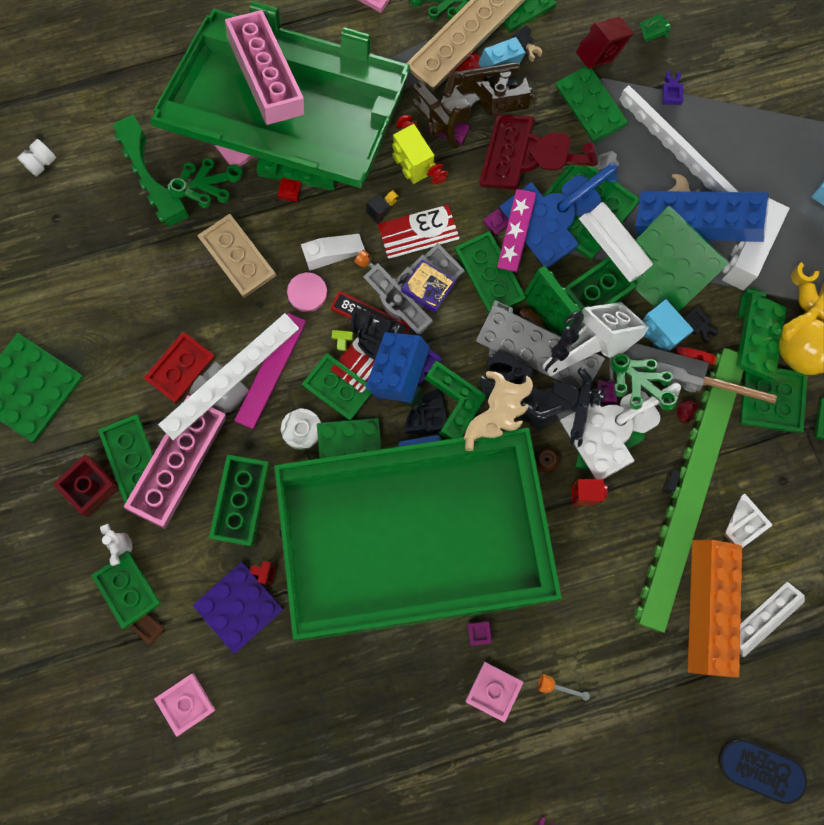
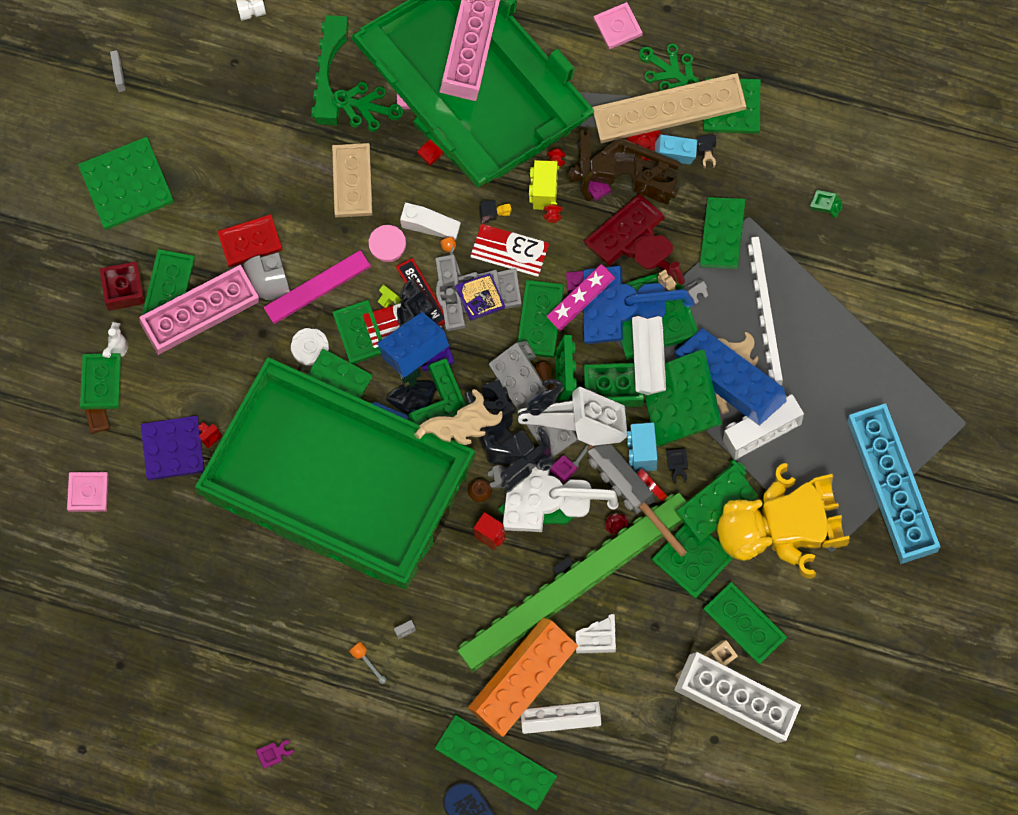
camera: 40 degrees right, 5 degrees down
(228, 377) = (280, 270): white plate -> none
(240, 501) = (226, 370): green brick -> none
(479, 633) = (335, 582): magenta plate -> none
(494, 691) = (317, 631): bright pink tile -> none
(558, 434) = (496, 472): none -> light grey tile
(574, 635) = (404, 629): none -> light grey tile
(584, 169) = (666, 281): none -> tan plate
(604, 42) = (765, 189): dark red brick -> none
(642, 379) = (586, 452): green plant -> none
(672, 91) = (797, 264): dark purple plate -> none
(742, 703) = (496, 763): none -> green plate

